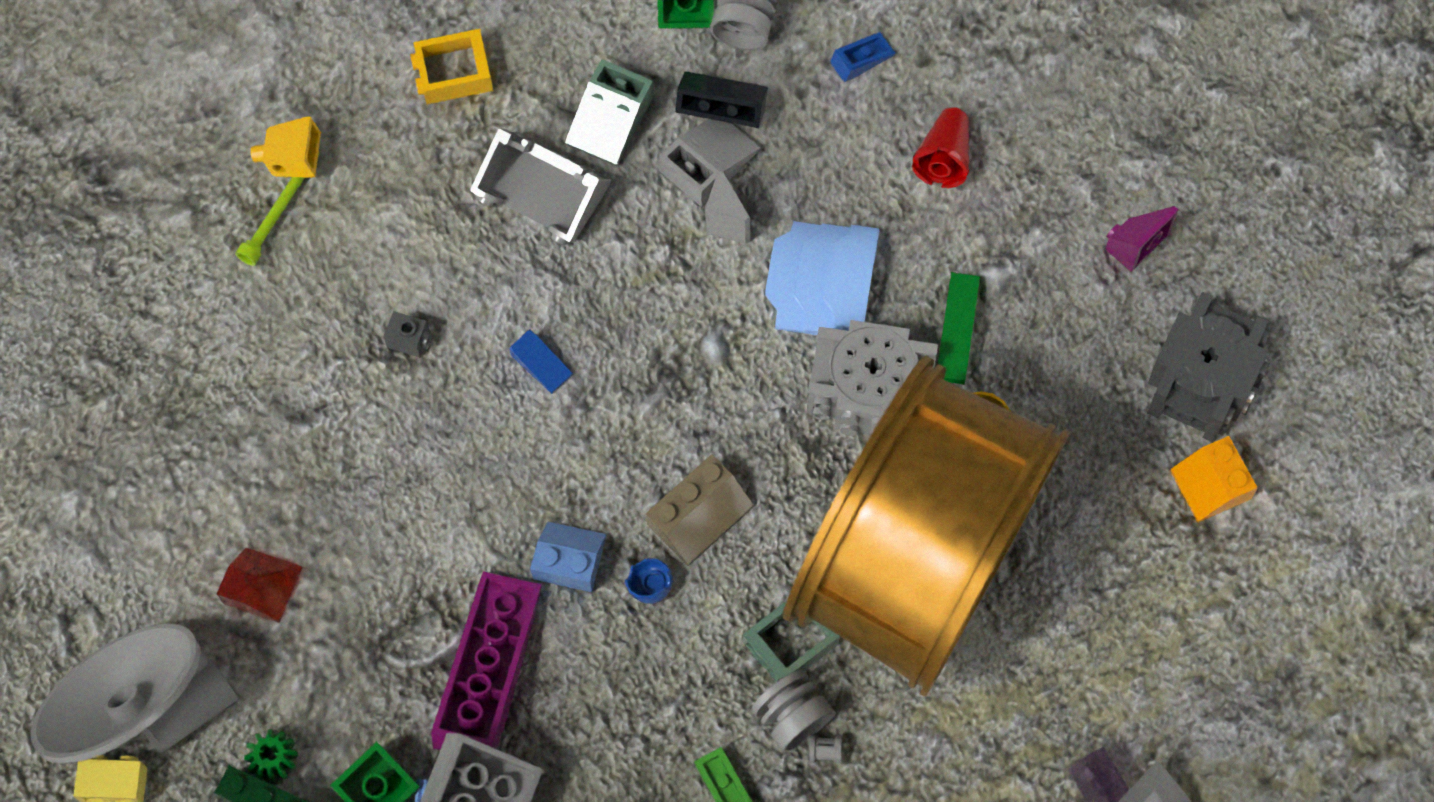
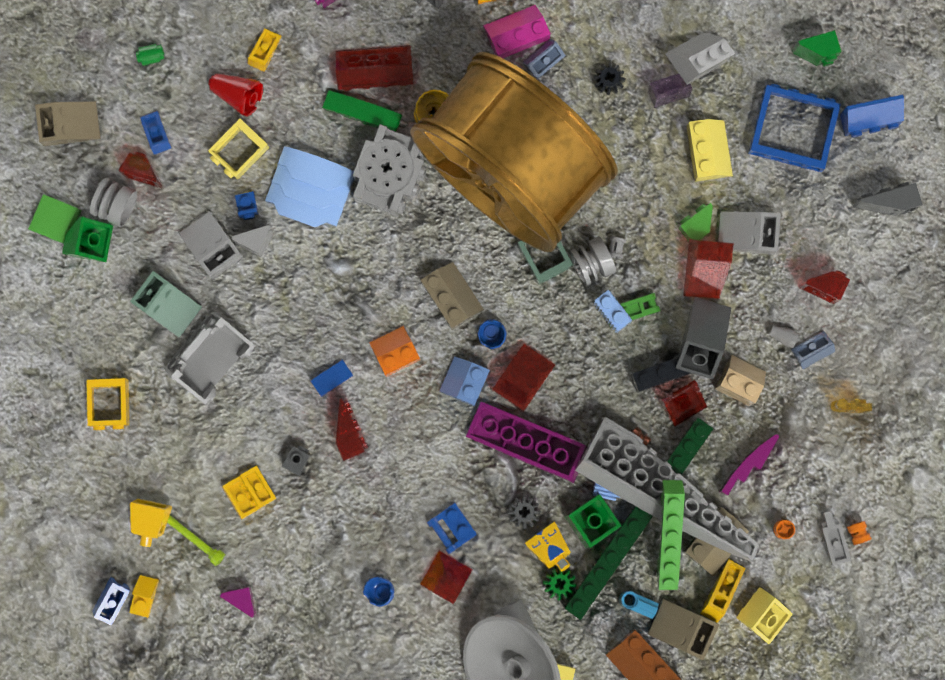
camera: 85 degrees left, 15 degrees up
(165, 121) = (110, 601): none -> brick
(181, 167) = (143, 596): none -> yellow slope
(188, 298) = (241, 599): none -> magenta slope
(226, 486) = (379, 591): none -> blue hair
(326, 729) = (550, 547): none -> yellow torso
(344, 586) = (457, 524): none -> blue plate
(351, 279) = (248, 492): none -> yellow slope
(364, 679) = (529, 516): none -> dark grey gear
(458, 393) = (347, 437): none -> clear red slope
(587, 639) = (523, 377): none -> clear red slope
(596, 443) = (394, 351): none -> orange slope
(717, 754) = (612, 311): none -> light blue brick
(721, 99) = (171, 229): black brick -> none
(779, 197) = (246, 205): none -> blue bracket
(801, 41) = (140, 169): none -> clear red slope
(893, 160) = (226, 138): none -> light yellow window
(975, 25) = (150, 54): none -> green brick
(1020, 177) = (264, 50): none -> yellow slope
(1030, 333) = (374, 67): none -> clear red slope
(1095, 676) = (607, 85): none -> black gear
(1106, 584) = (544, 58): none -> sand blue slope
(1137, 533) = (517, 32): none -> dark pink slope

